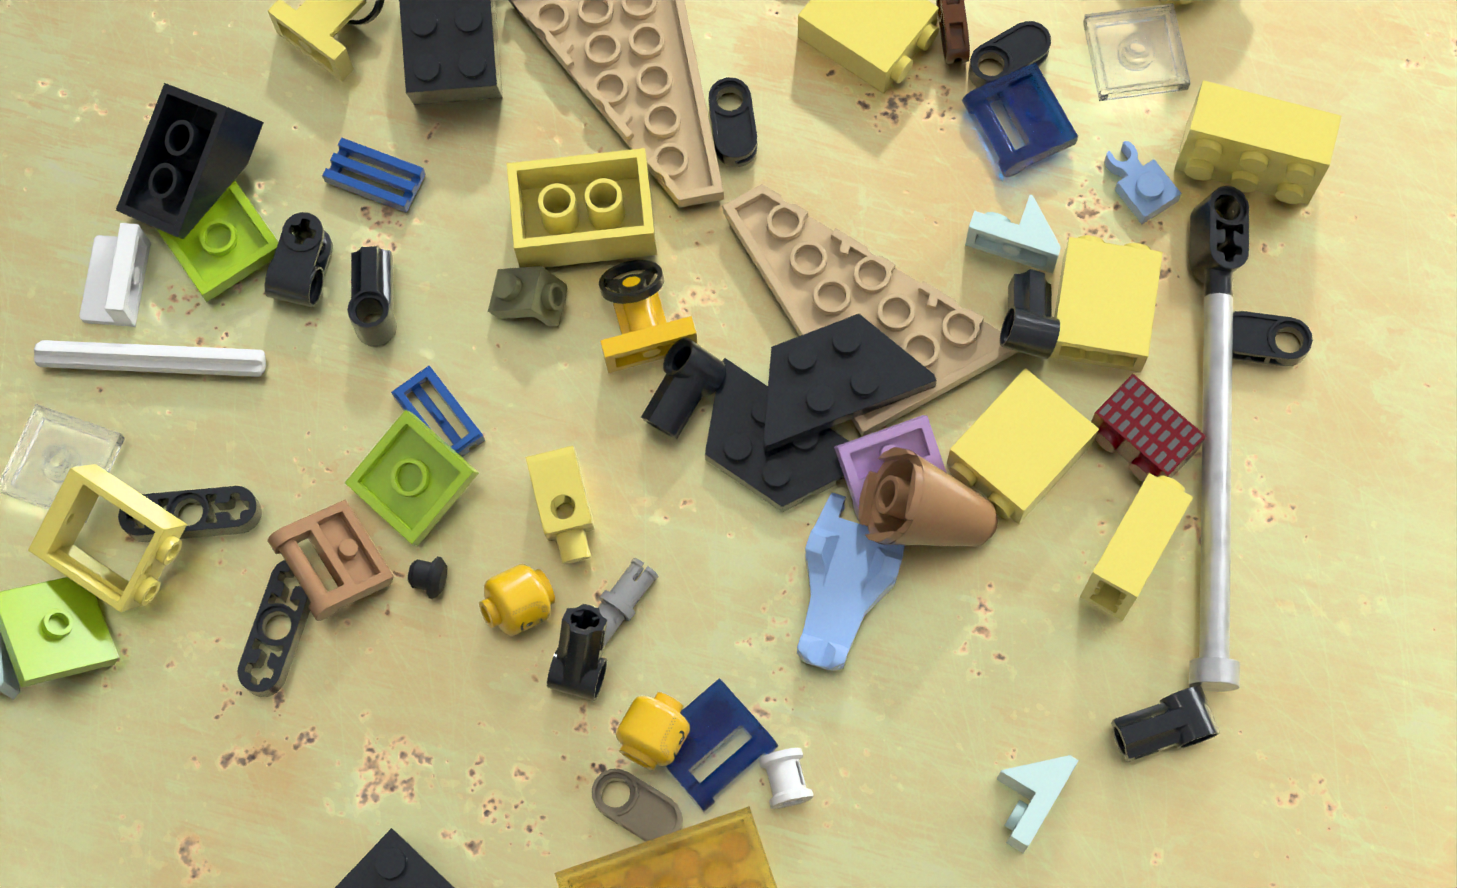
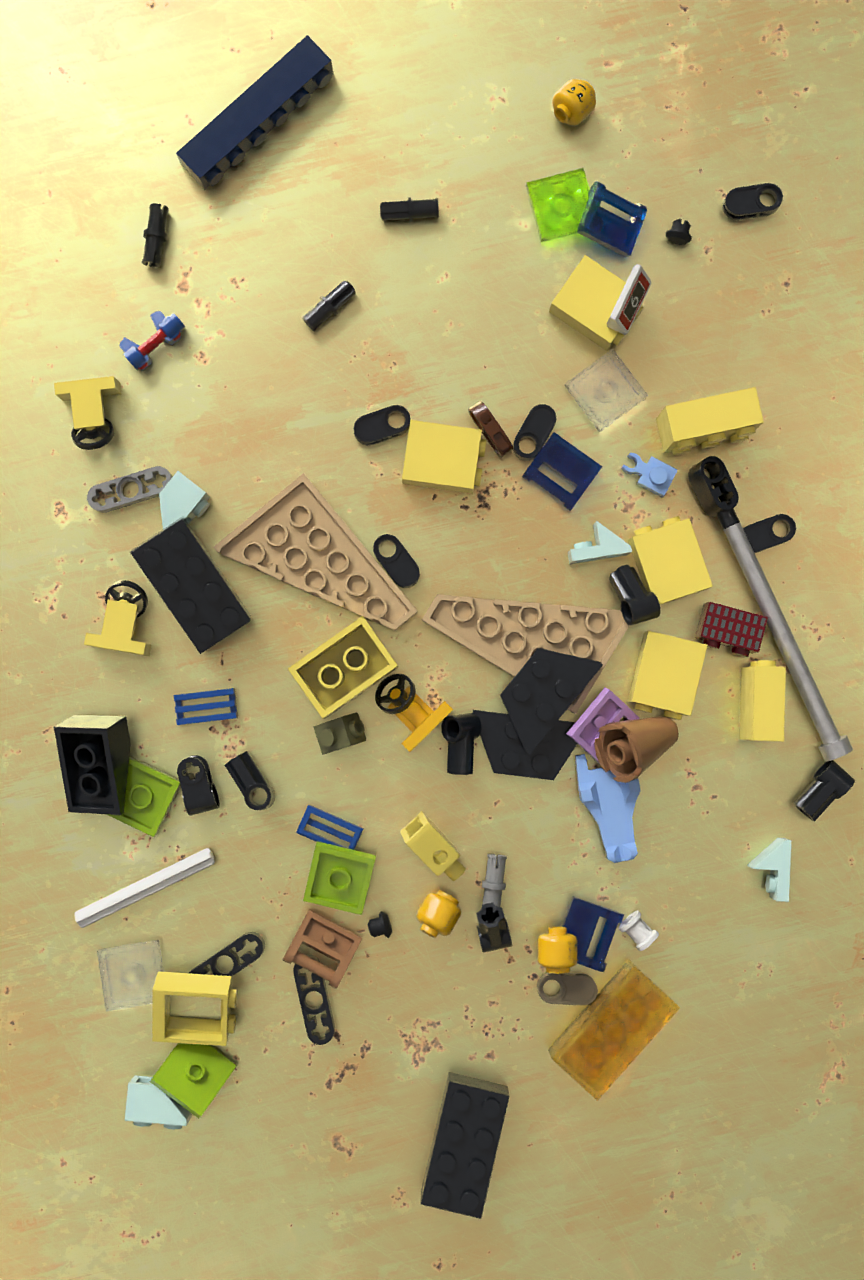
camera: 35 degrees left, 15 degrees up
(116, 277) = (93, 851): white panel -> none

